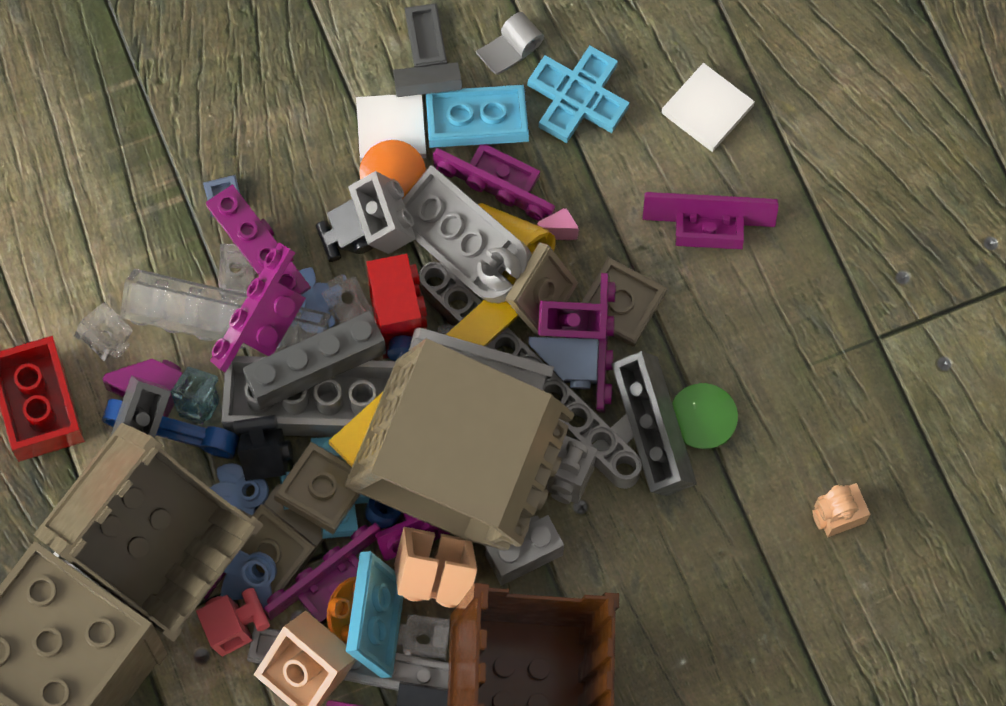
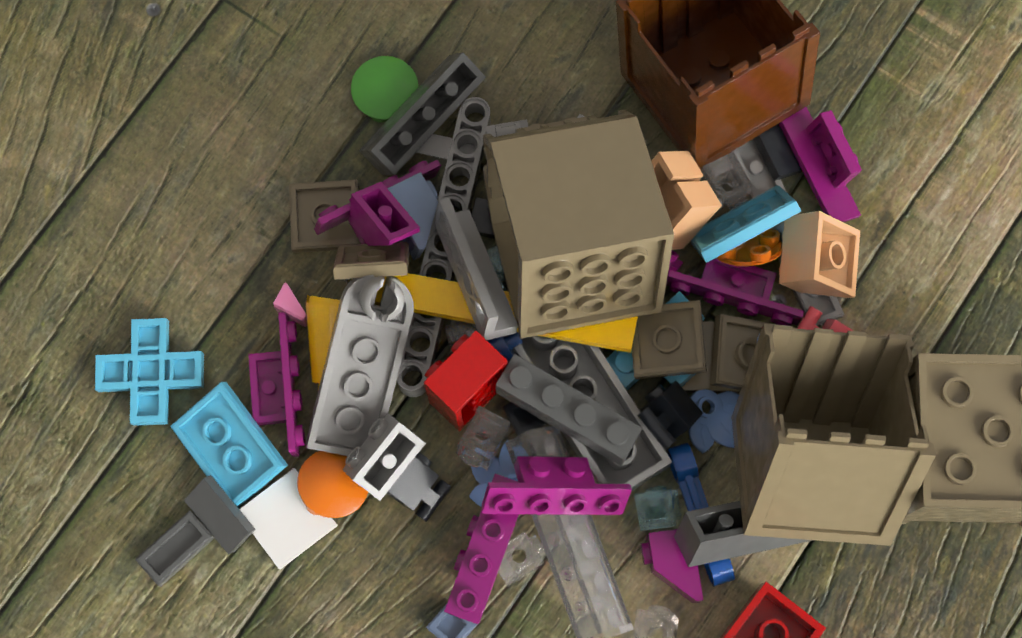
camera: 120 degrees left, 5 degrees up
(517, 41) = (136, 464): light grey panel -> none
(707, 107) = (91, 255): white tile -> none
(710, 219) = (204, 183): magenta bracket -> none

